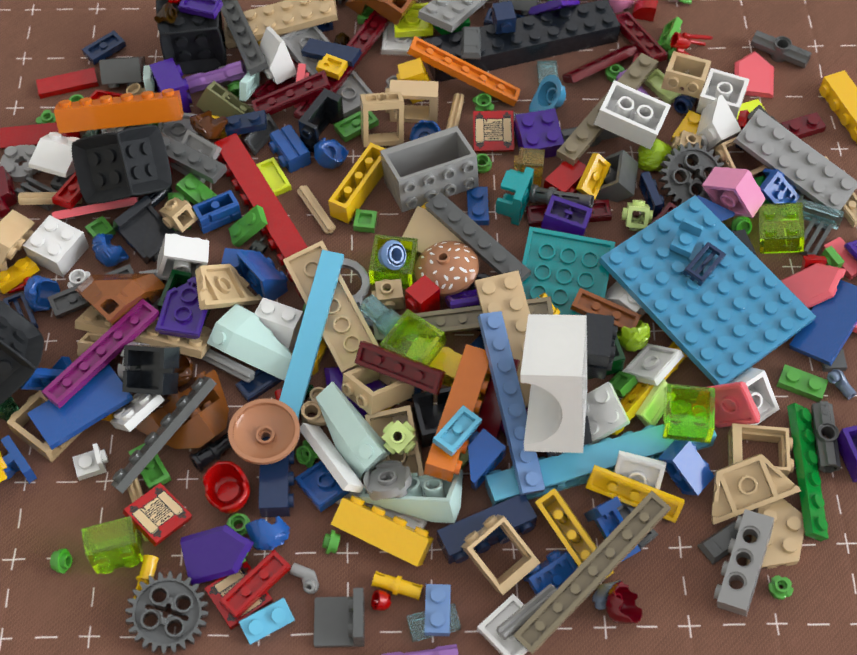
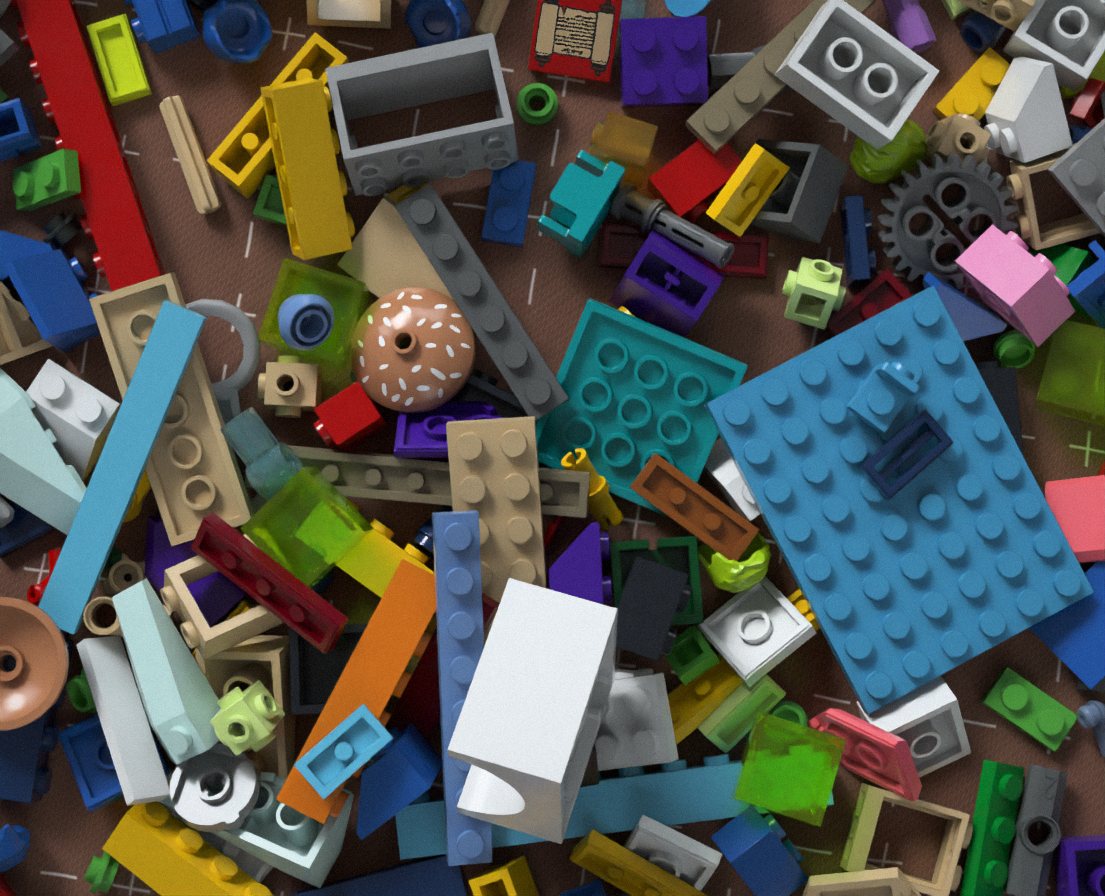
camera: 10 degrees right, 25 degrees up
(378, 195) = (308, 167): none -> yellow brick

